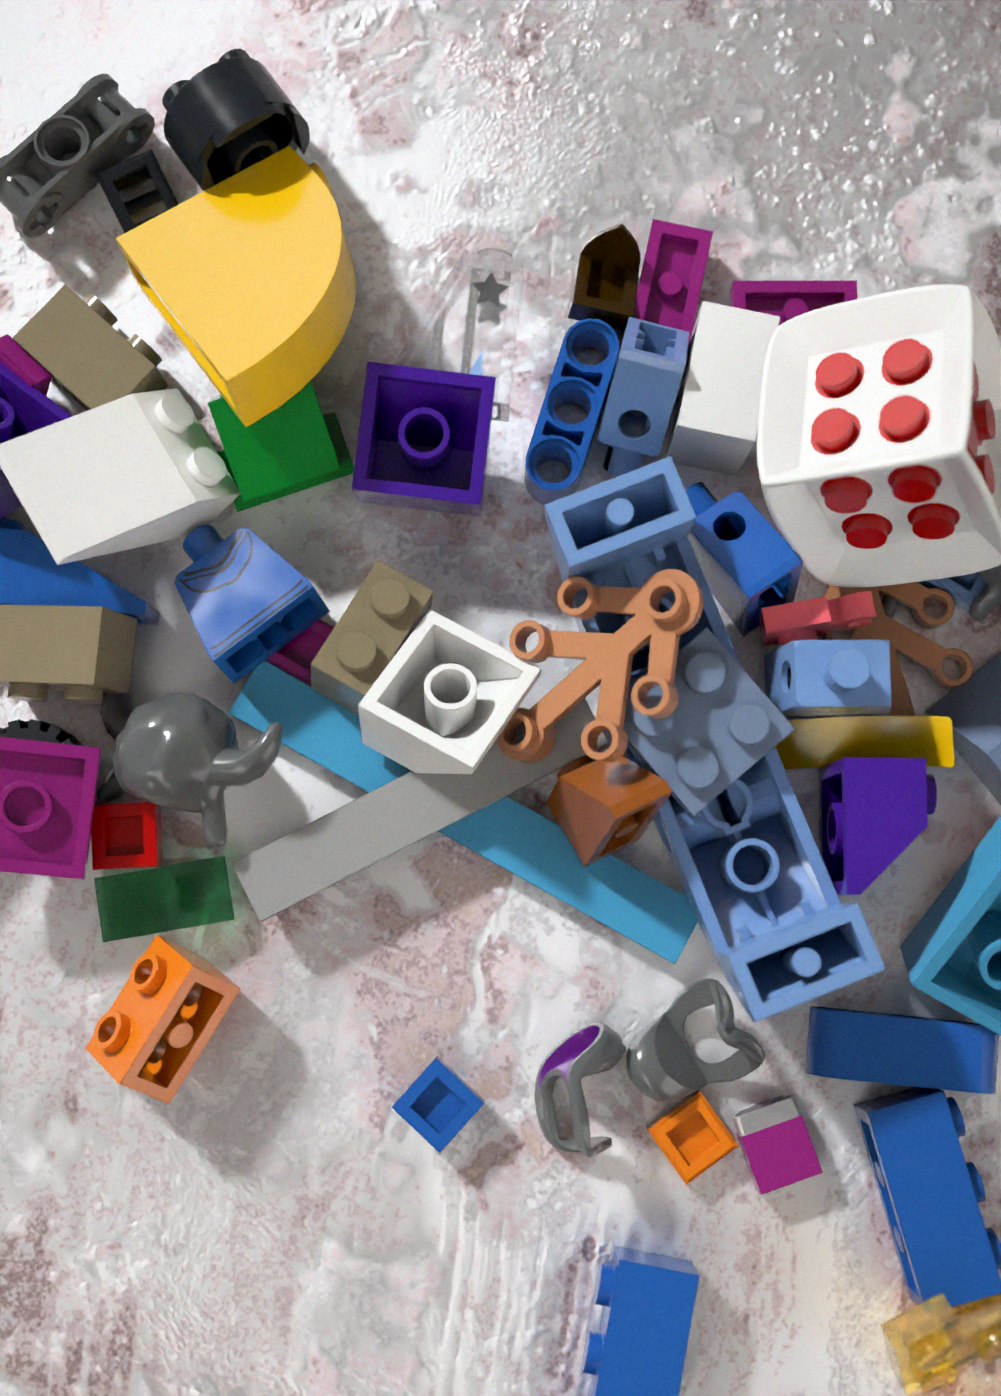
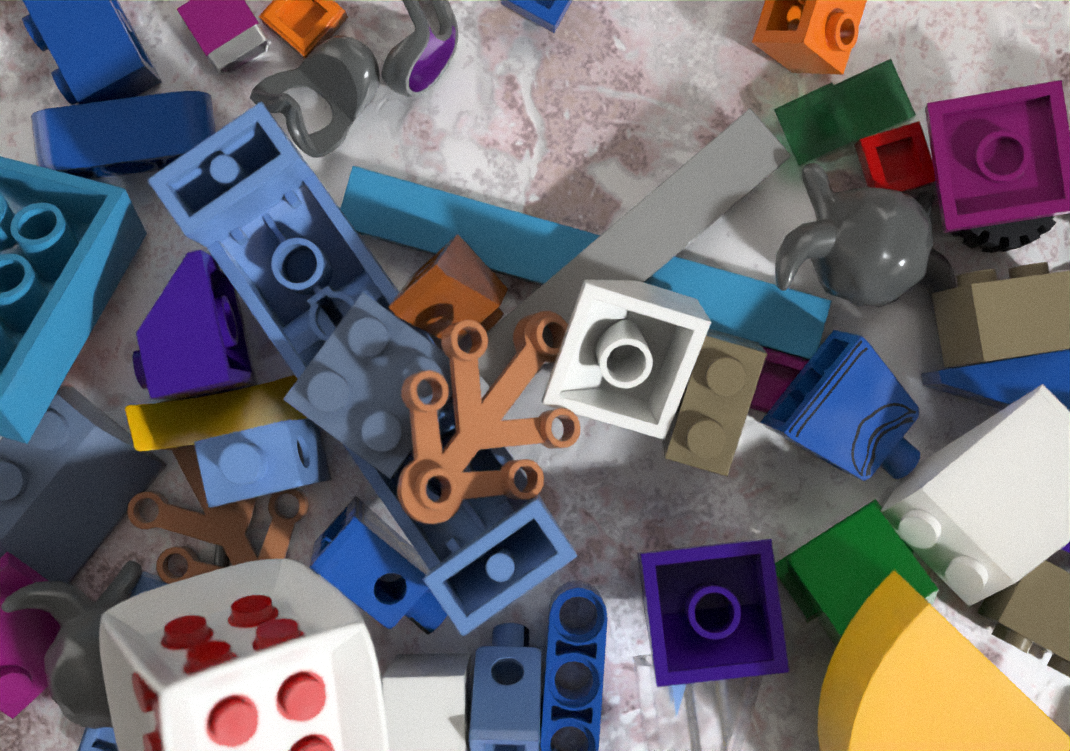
camera: 170 degrees right, 5 degrees up
(815, 617) = (301, 513): coral plate -> none

